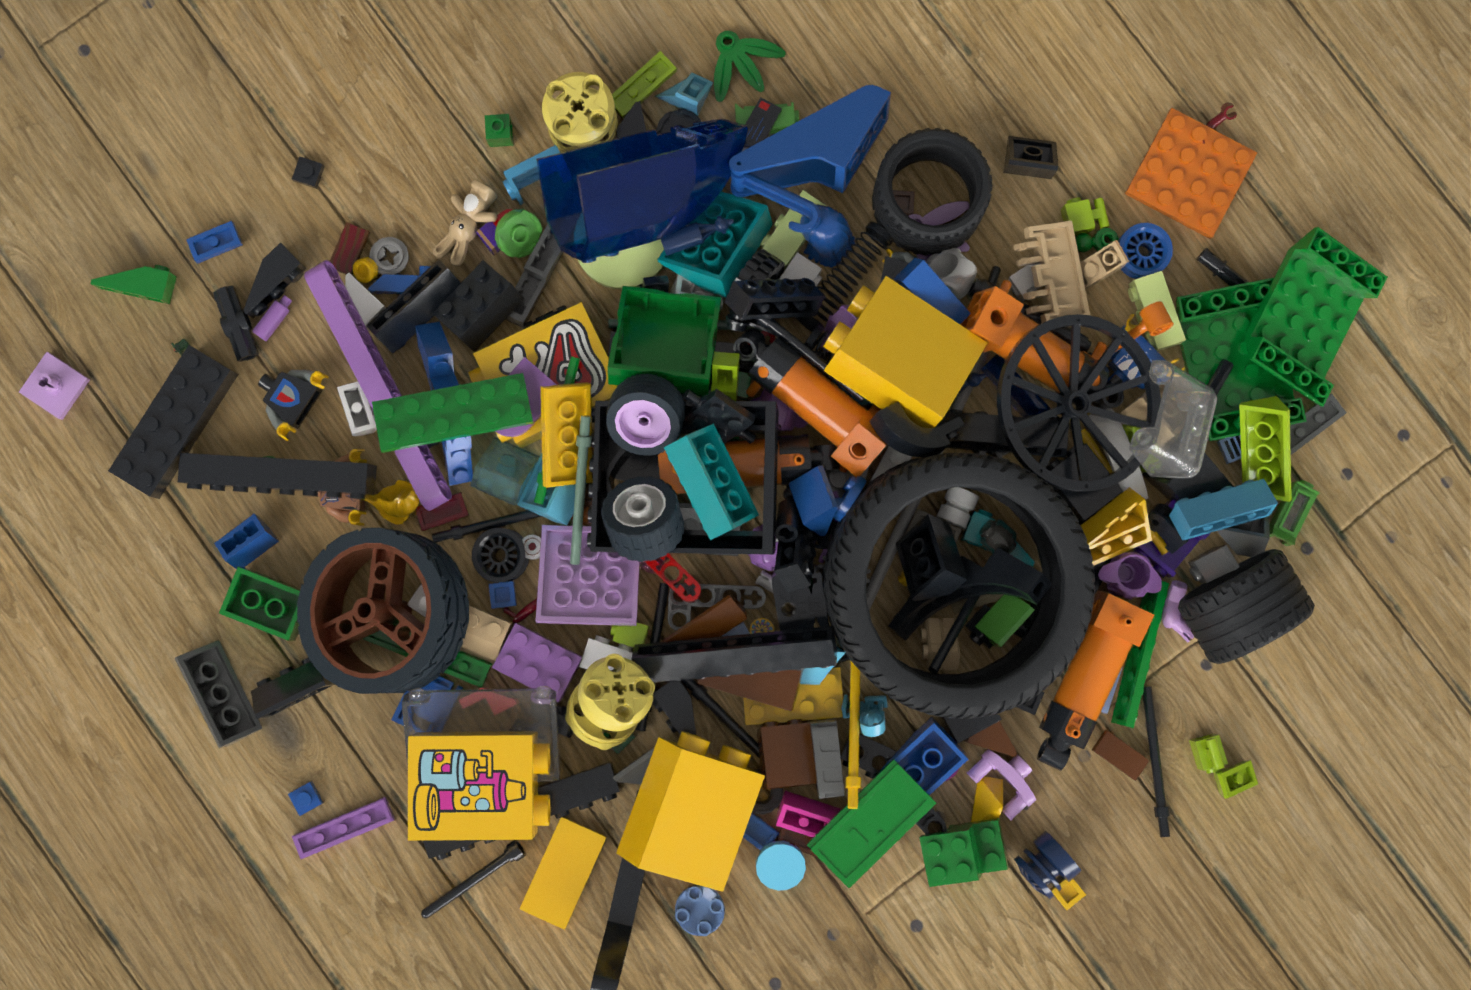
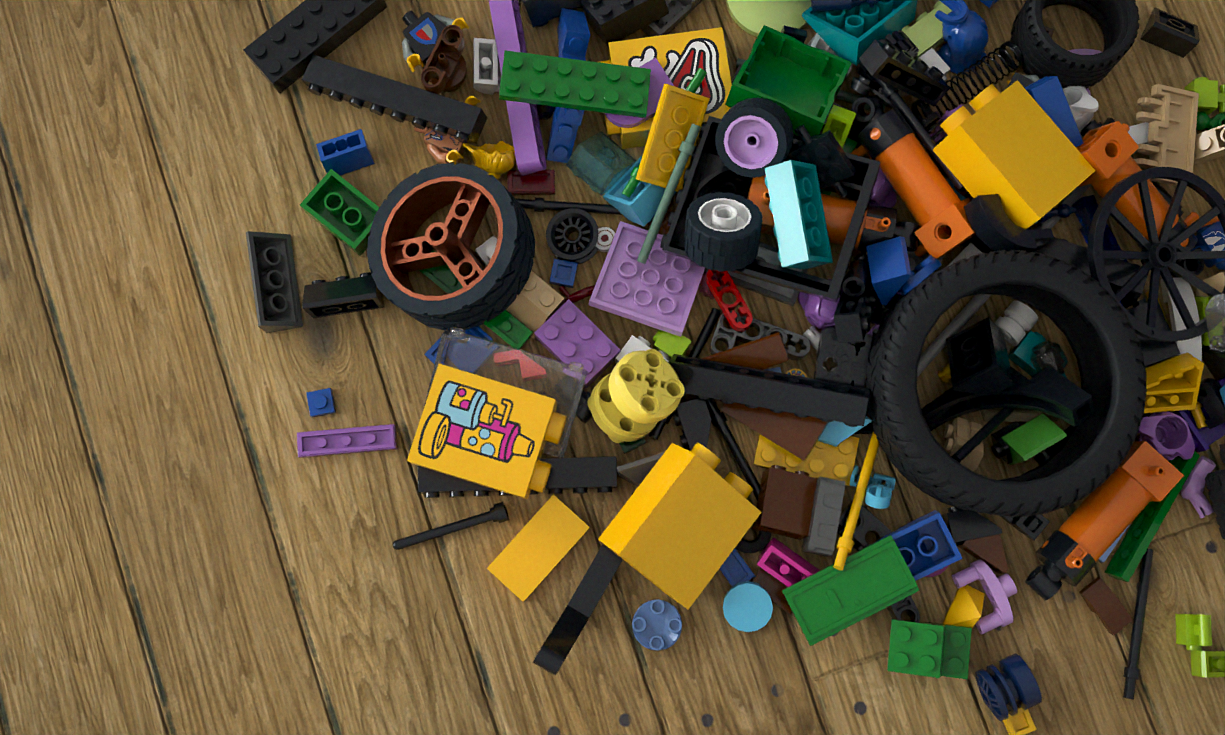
camera: 20 degrees right, 5 degrees down
(317, 424) = (446, 65): none -> reddish brown beam

